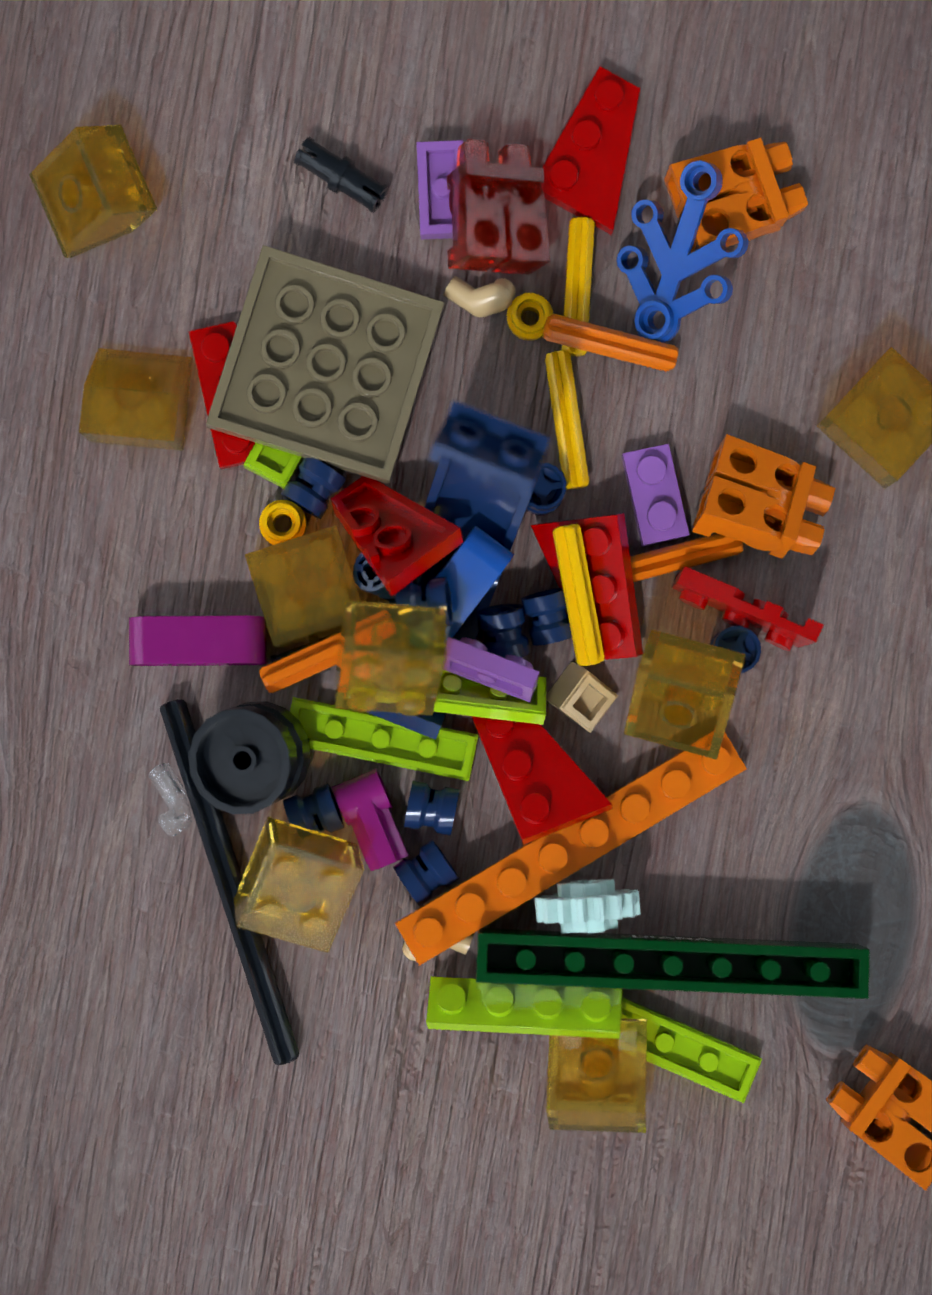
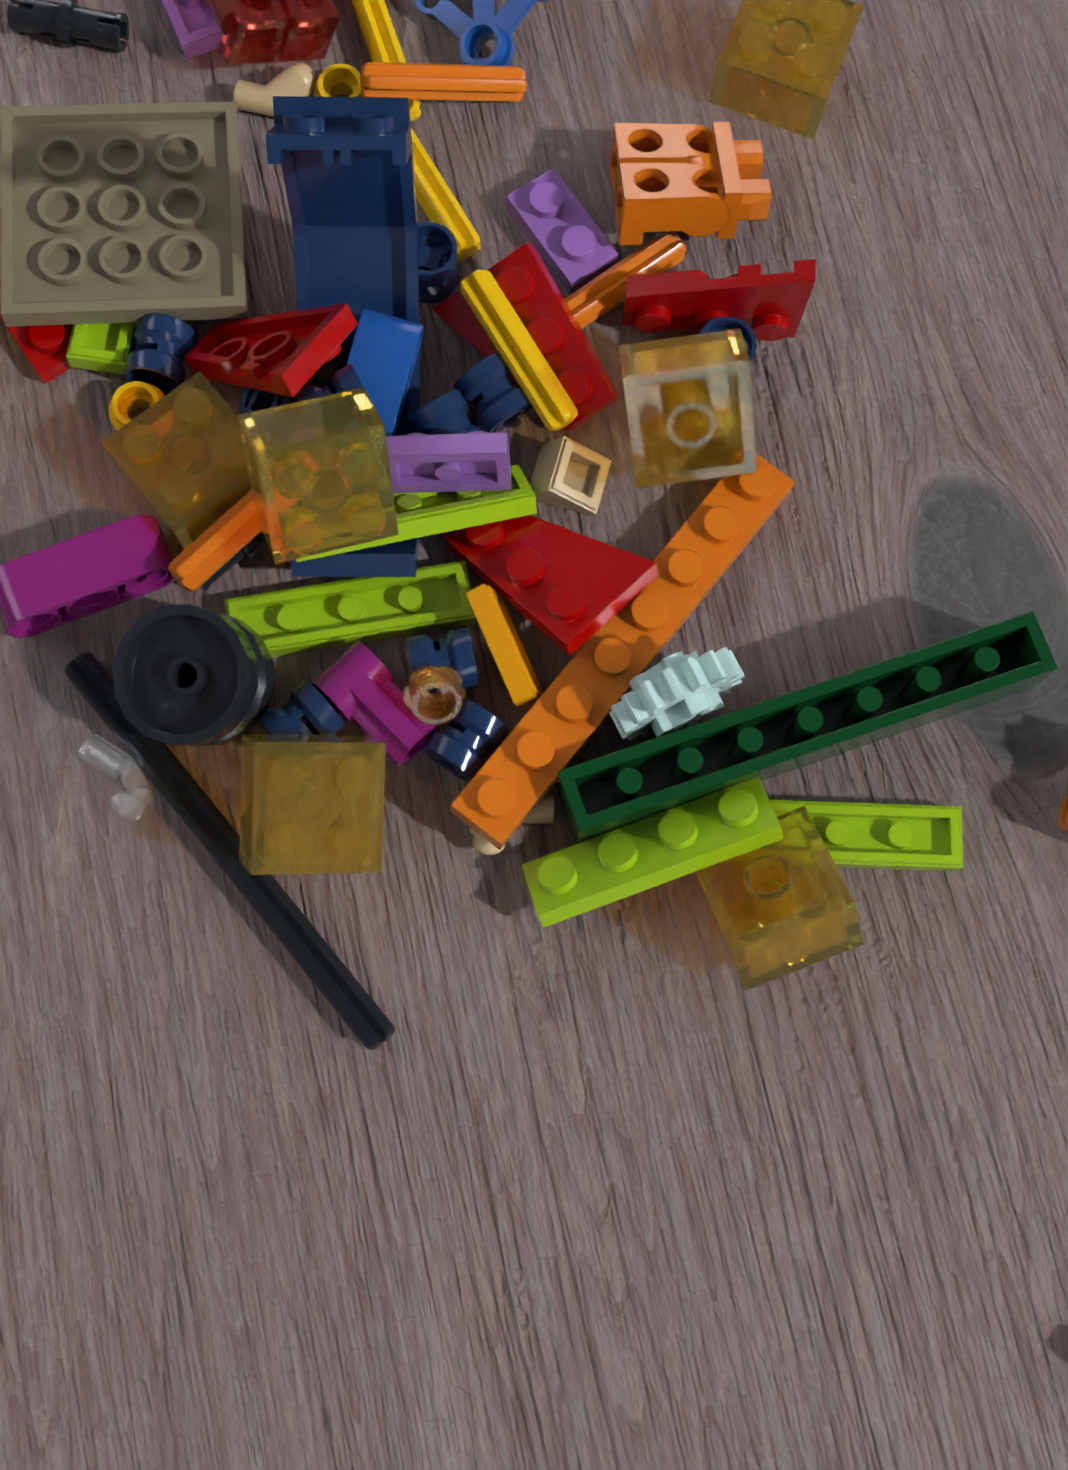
camera: 25 degrees left, 10 degrees down
(414, 837) = (439, 706): none -> clear orange plate
(482, 816) = (505, 646): none -> light orange tile

